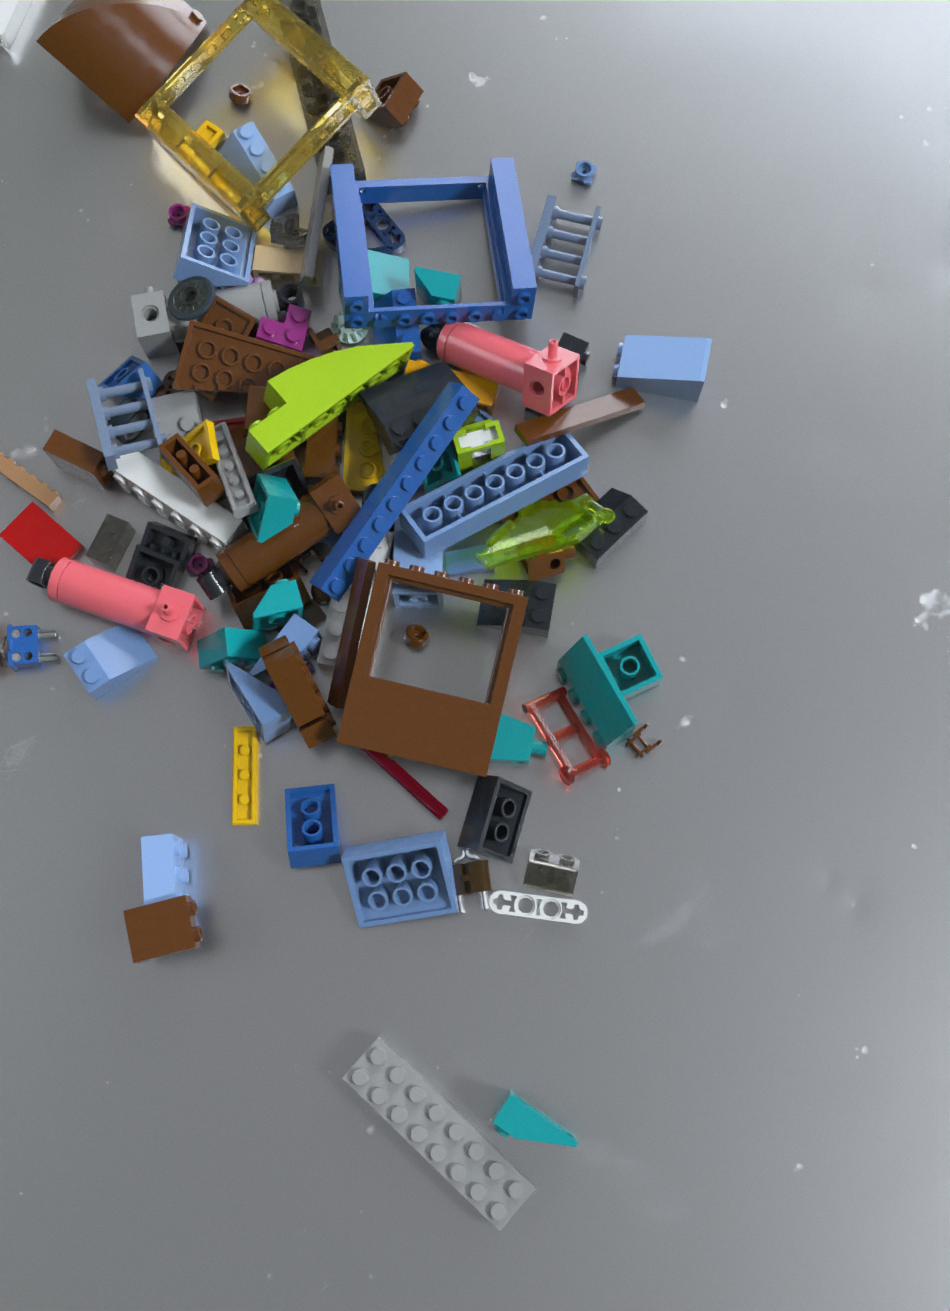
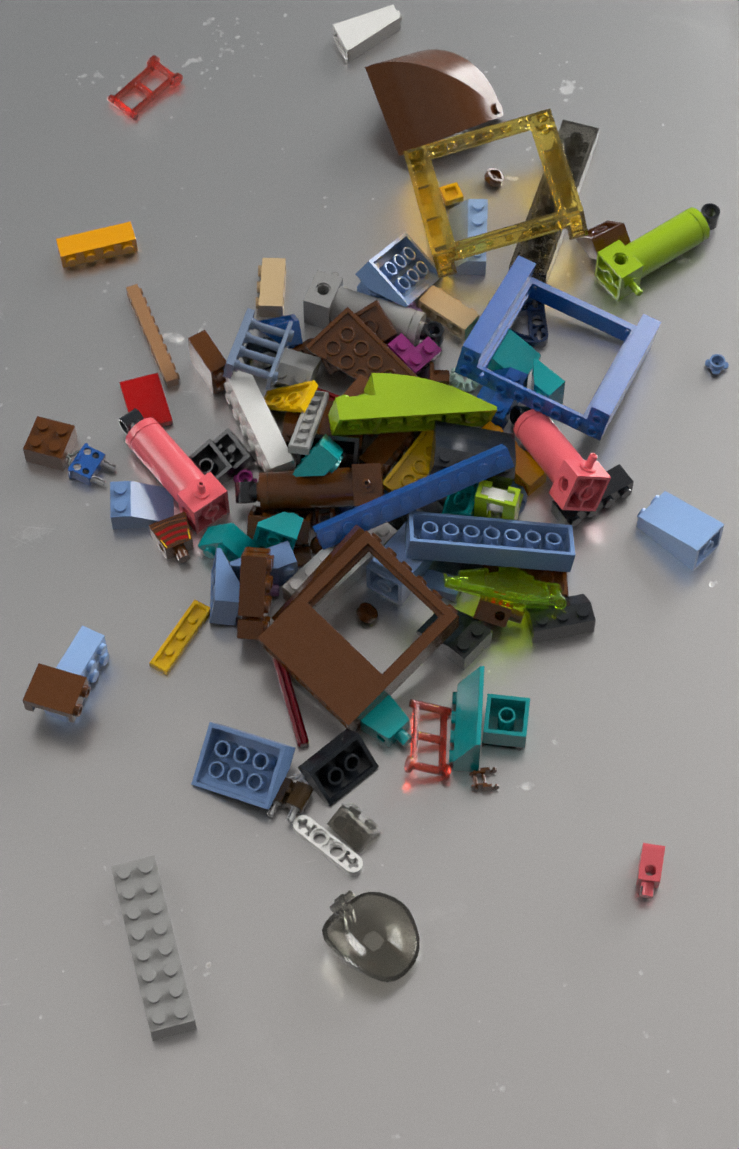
camera: 30 degrees right, 15 degrees down
(90, 339) = (271, 287): none -> tan brick
(111, 543) = (193, 429): clear smoke brick -> none
(167, 672) = (173, 537): none -> reddish brown torso
(176, 210) = (389, 233): magenta plate -> none
(192, 469) = (280, 405): reddish brown brick -> none
(200, 305) = (370, 294): wheel -> none
(286, 231) = (463, 289): clear smoke bracket -> none
(312, 826) = (204, 696): blue slope -> none
(316, 216) = (487, 287): light grey tile -> none
(434, 115) = (623, 266): none -> lime piece
(525, 1122) = (215, 970): teal slope -> none
(546, 231) = (657, 389): sand blue fence -> none
(579, 416) = (589, 527): reddish brown tile -> none
(649, 982) = (373, 935): none -> clear smoke piece
(862, 738) = (650, 862): none -> coral torso

